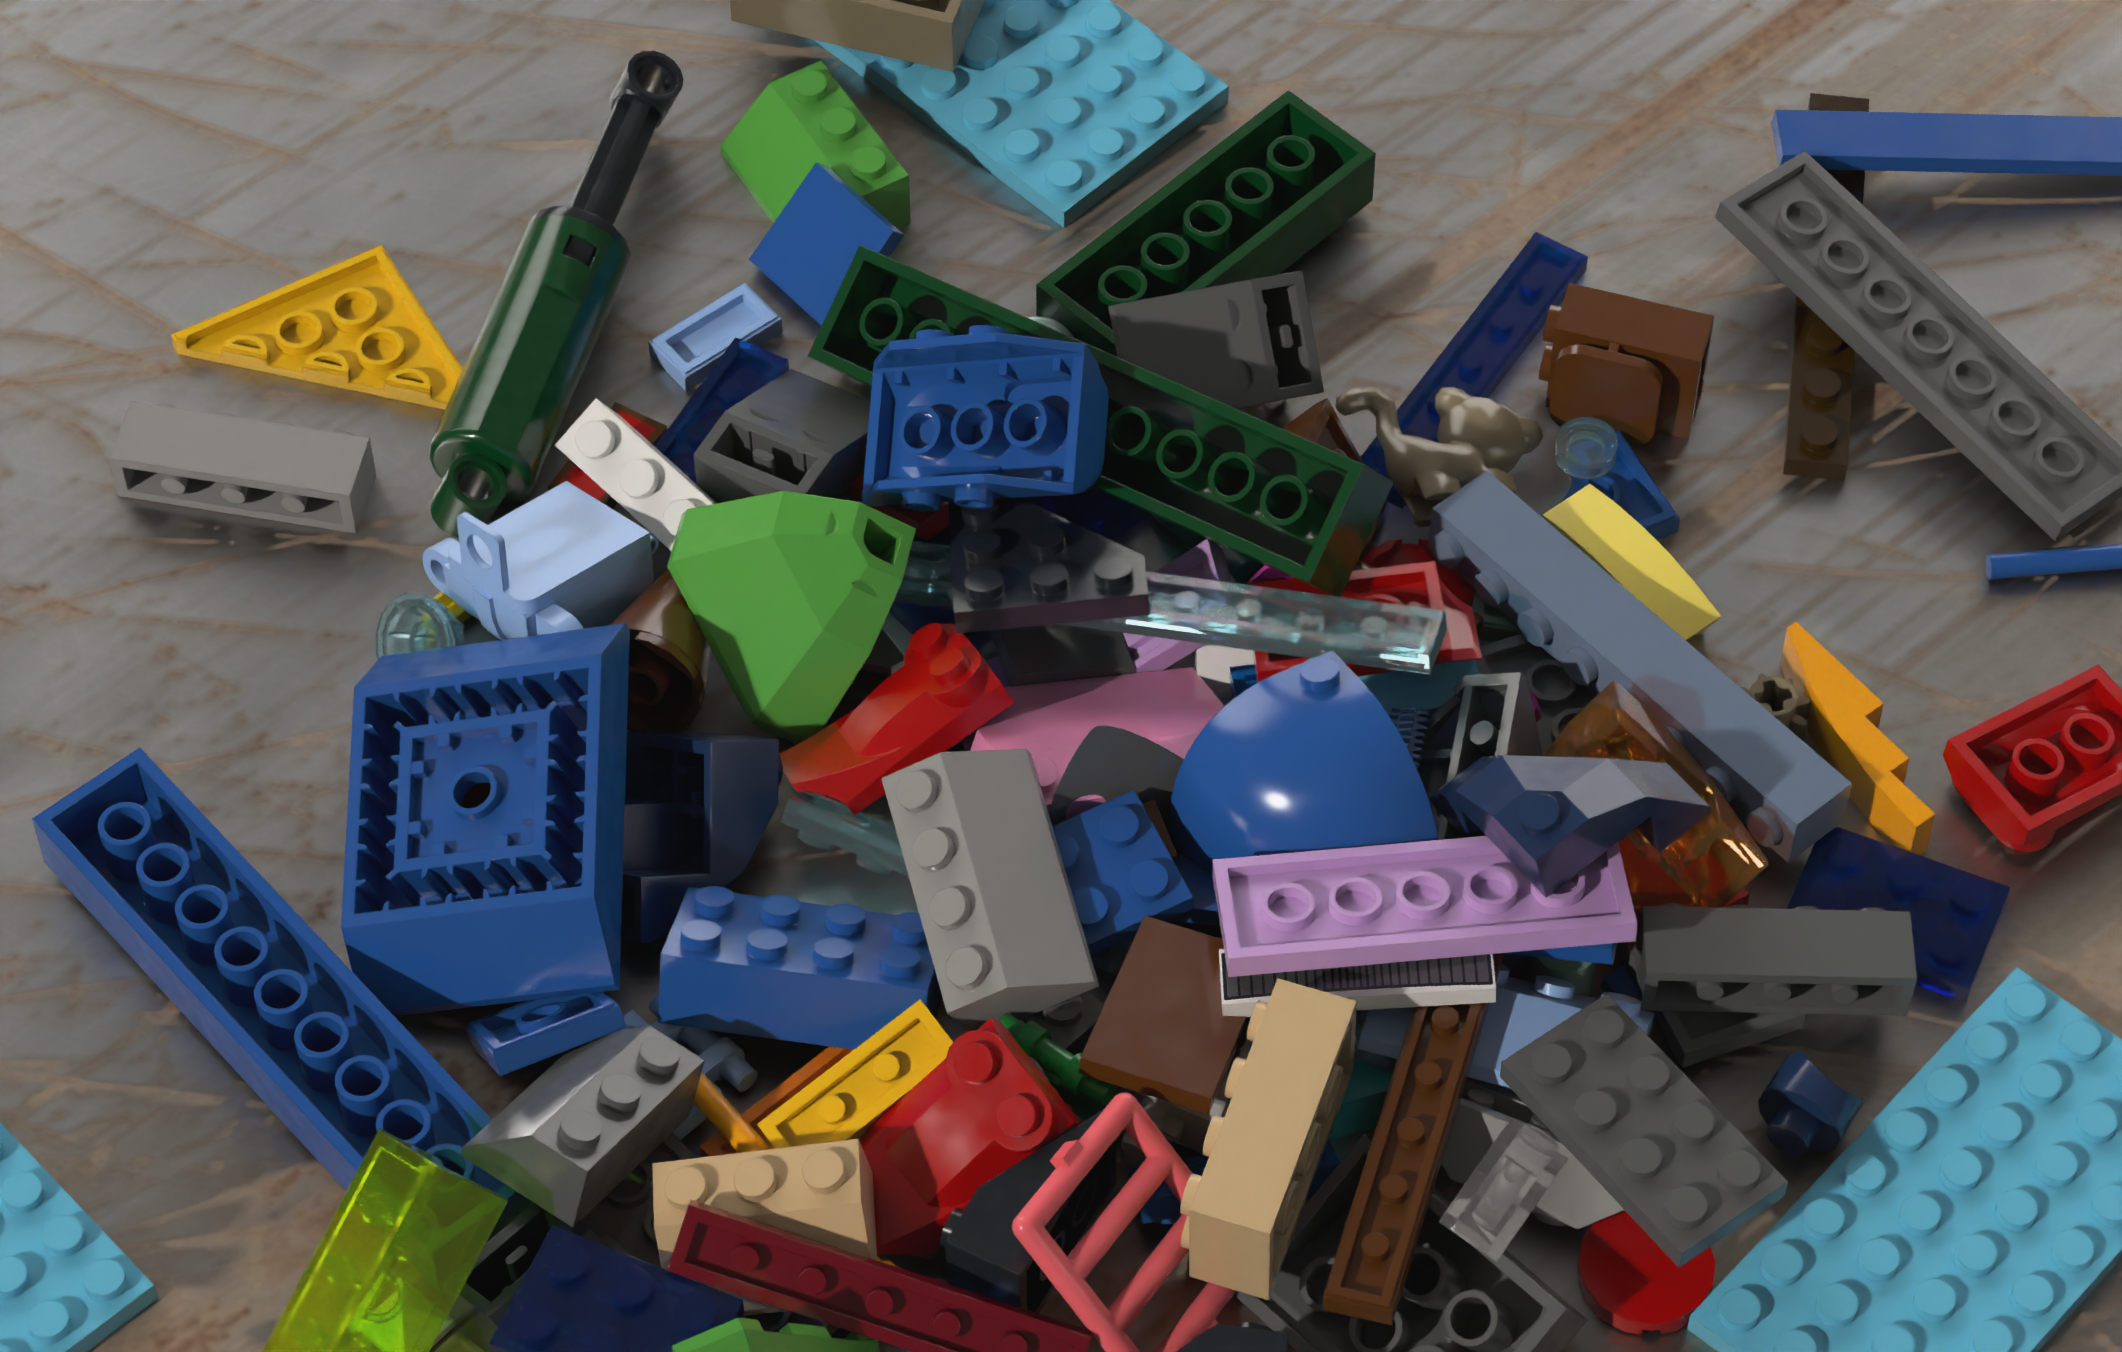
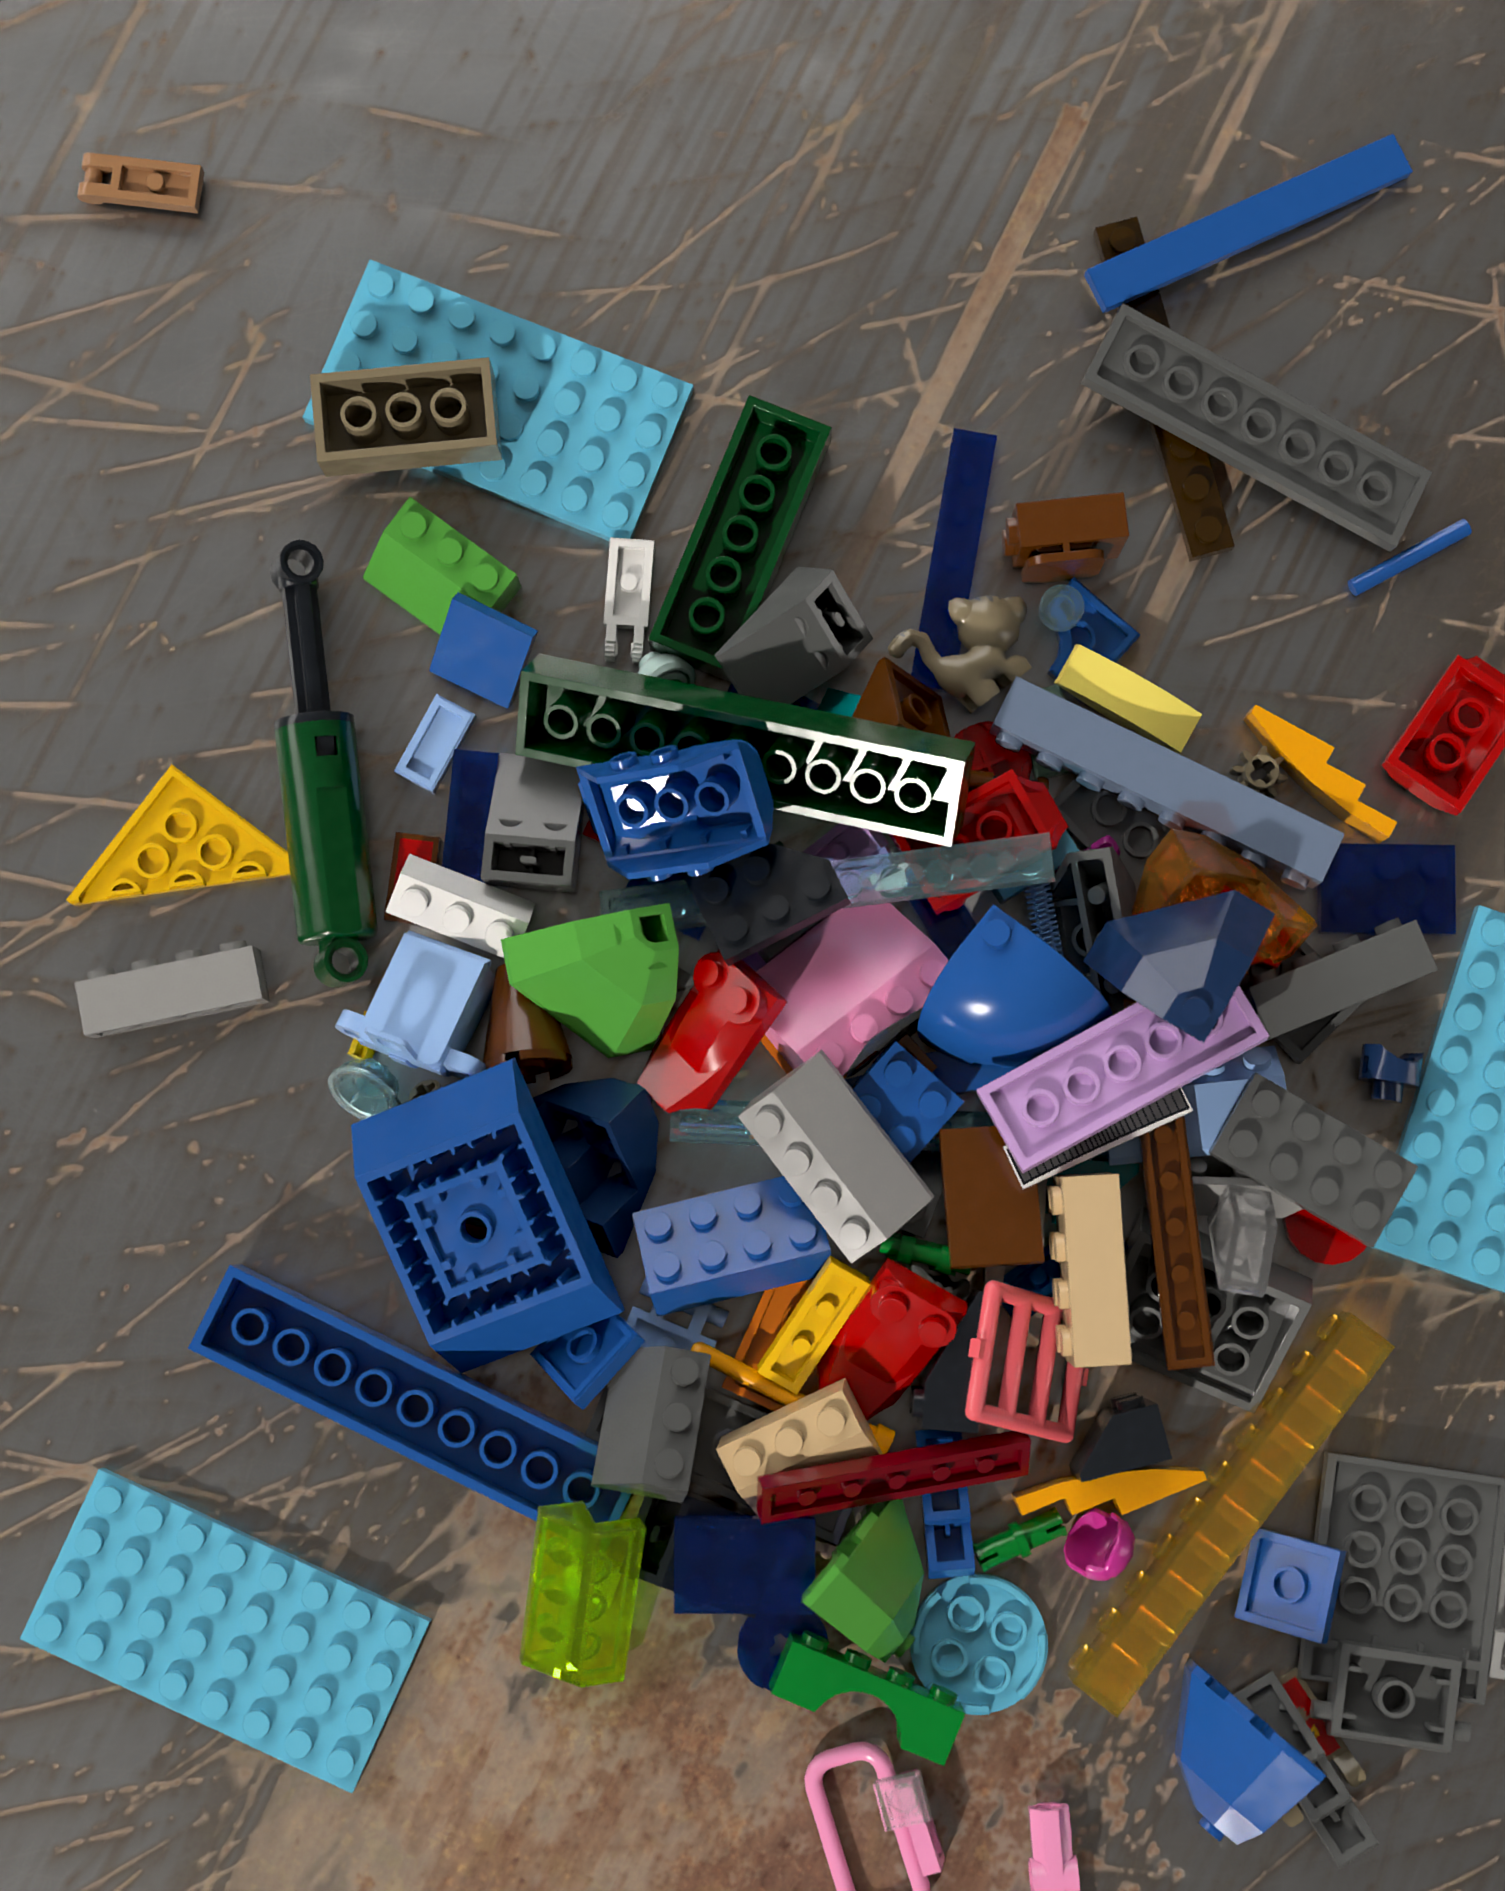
camera: 20 degrees left, 30 degrees up
(1044, 243) = (628, 594): none -> white hinge

